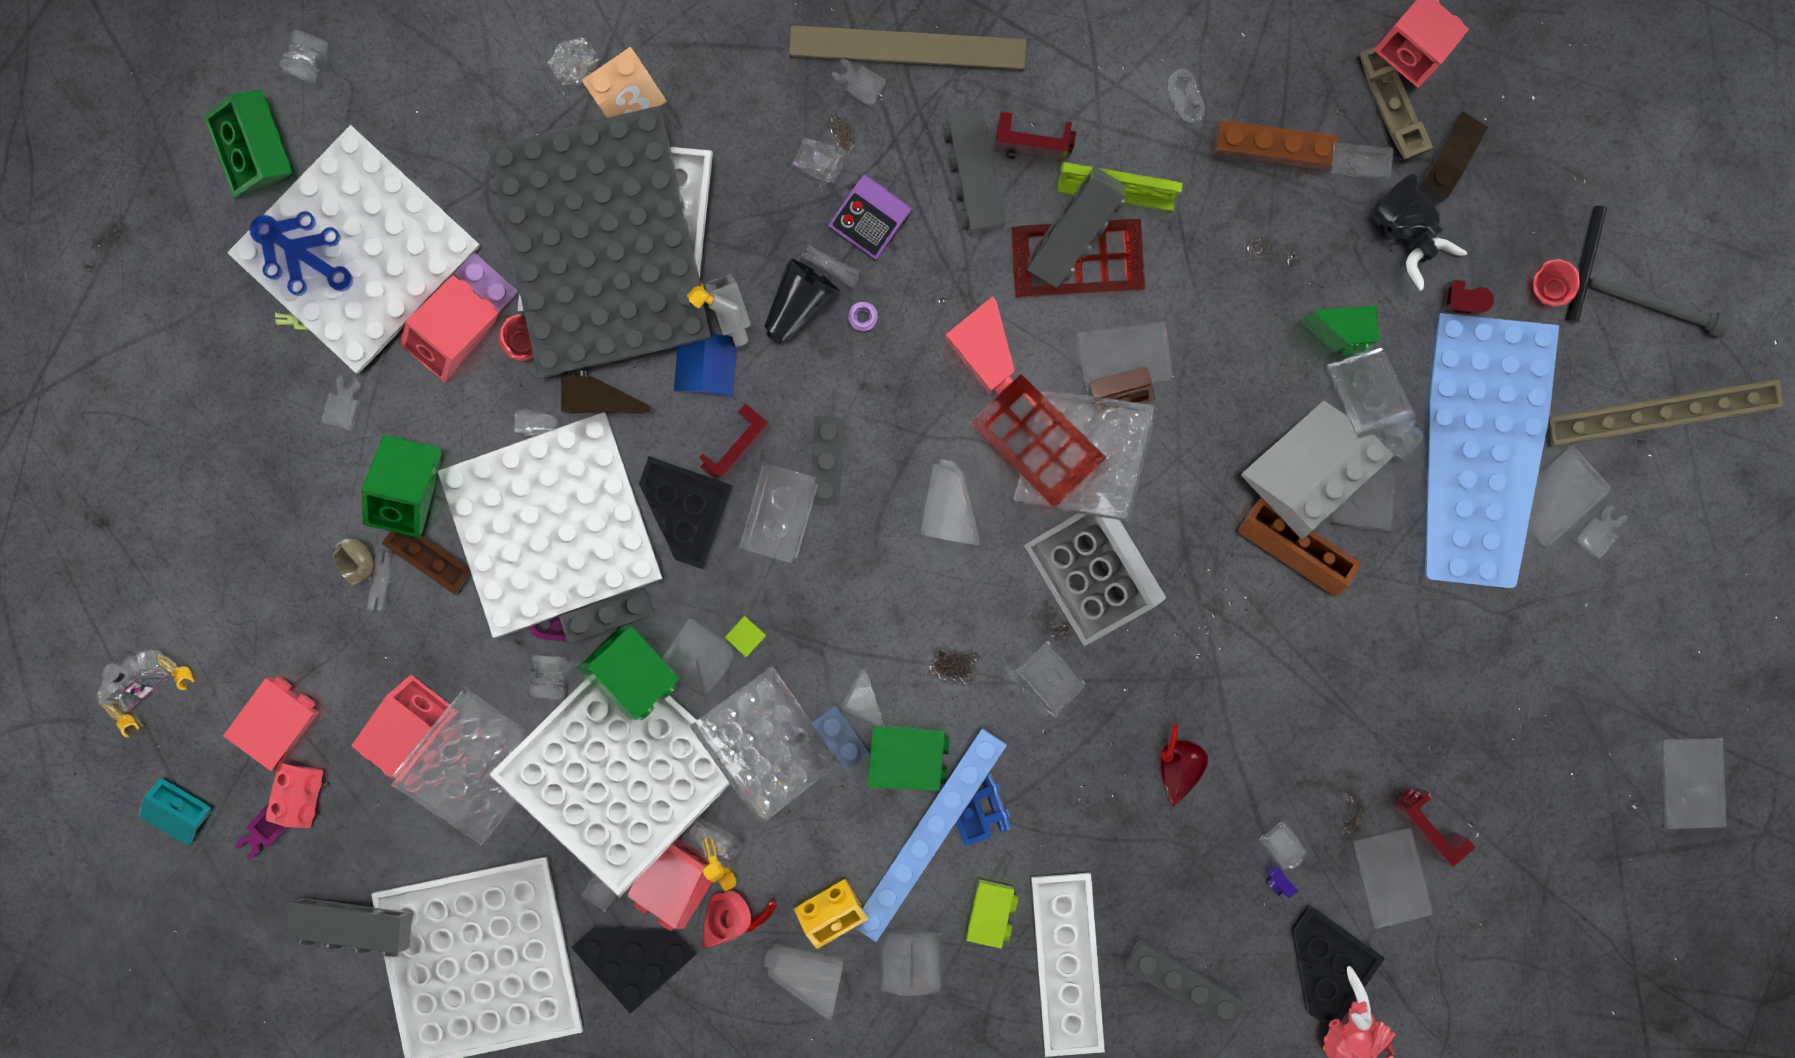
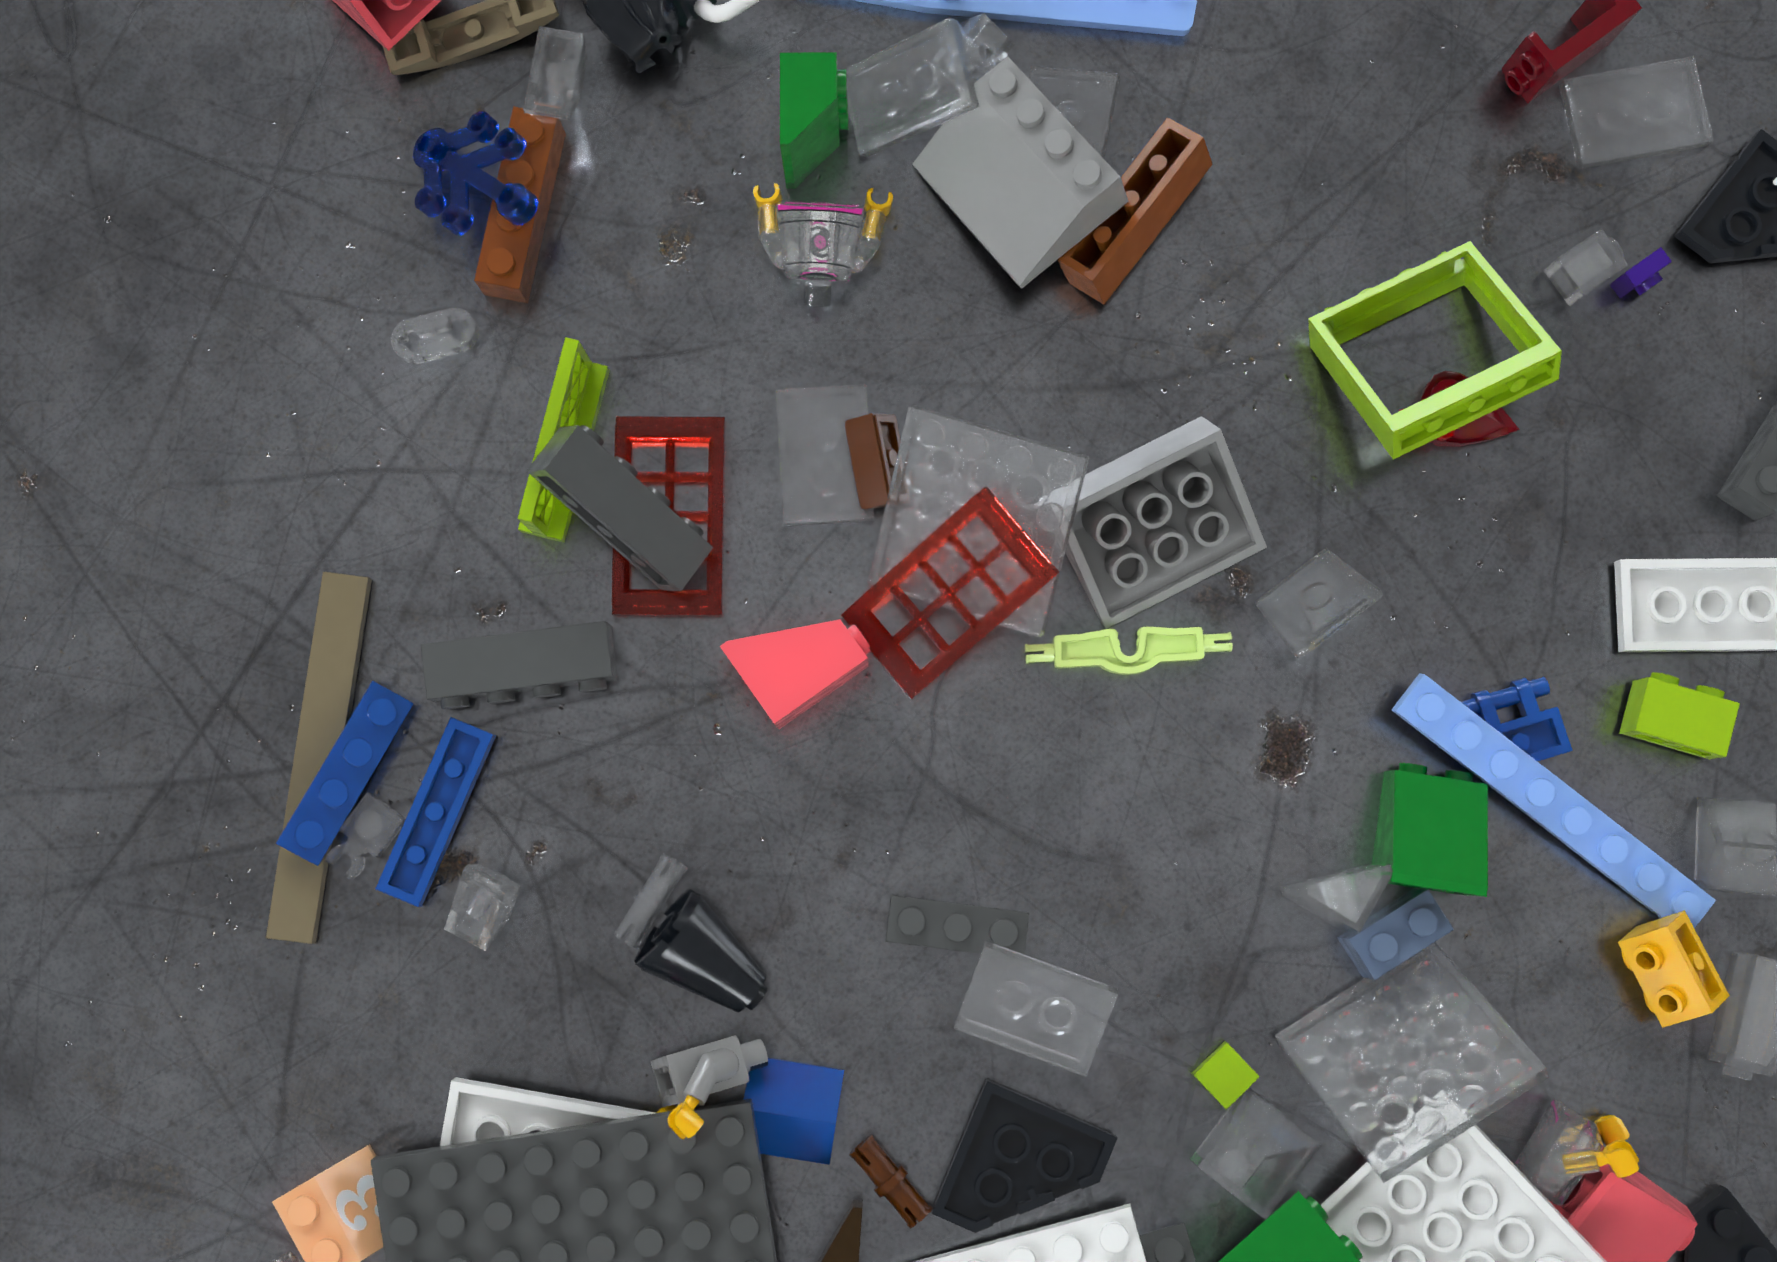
camera: 85 degrees left, 5 degrees down
(666, 429) = (891, 1181): none -> reddish brown pin
(729, 918) = (1673, 1130): coral piece -> none
(740, 448) = (899, 1034): dark red panel -> none
(863, 307) = (719, 859): lavender plate -> none
(870, 216) = (578, 832): slope -> none
(877, 125) = (435, 812): none -> blue plate
(898, 65) = (344, 773): none -> blue plate
(948, 506) = (1045, 739): clear slope -> none
(1014, 576) = (1152, 647): none -> yellowish green piece
(1032, 144) = (486, 569): dark red panel -> none
(1186, 766) = (1464, 402): none -> lime window
(1266, 342) = (820, 239): none -> clear torso
(1308, 87) = (437, 152): none -> clear blue plant

